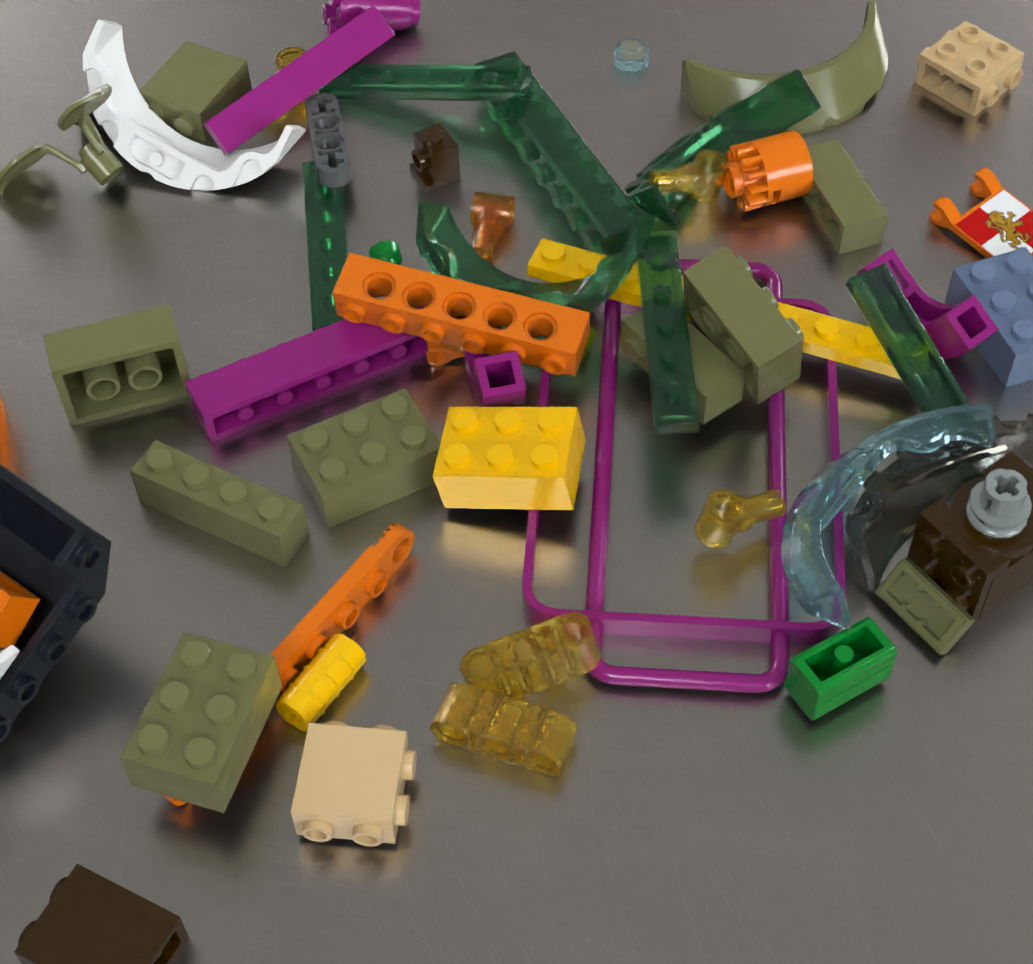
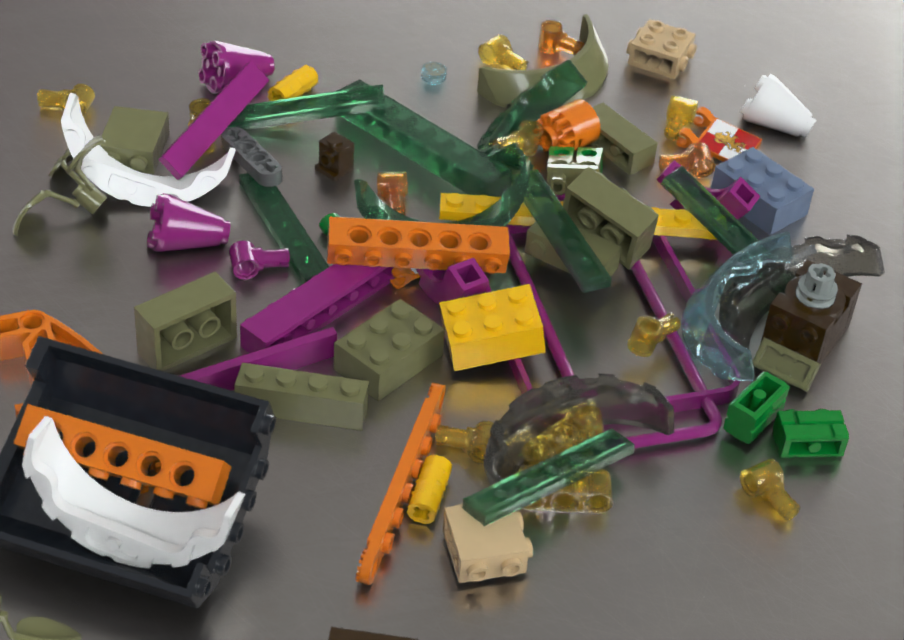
camera: 25 degrees left, 10 degrees down
(149, 25) = (60, 98): none -> clear yellow pin
(190, 224) = (184, 226): none -> magenta cone
(202, 722) = (379, 519): olive brick -> none
(204, 441) = (286, 355): none -> magenta tile
(254, 286) = (248, 260): none -> magenta pin
(421, 626) = (470, 440): none -> clear yellow pin
(433, 45) = (295, 84): none -> yellow axle
(474, 710) = (547, 477): none -> clear green tile
(522, 598) = (544, 406): none -> clear smoke windscreen
(734, 37) = (499, 50): none -> clear yellow pin
(749, 232) = (563, 169): none -> olive hips
(806, 791) = (767, 481): none -> clear yellow pin
(819, 30) = (554, 39): none -> clear orange pin
(910, 728) = (810, 433): none -> green brick
(939, 250) = (695, 159): none -> clear orange pin
(950, 170) = (679, 113): none -> clear yellow pin

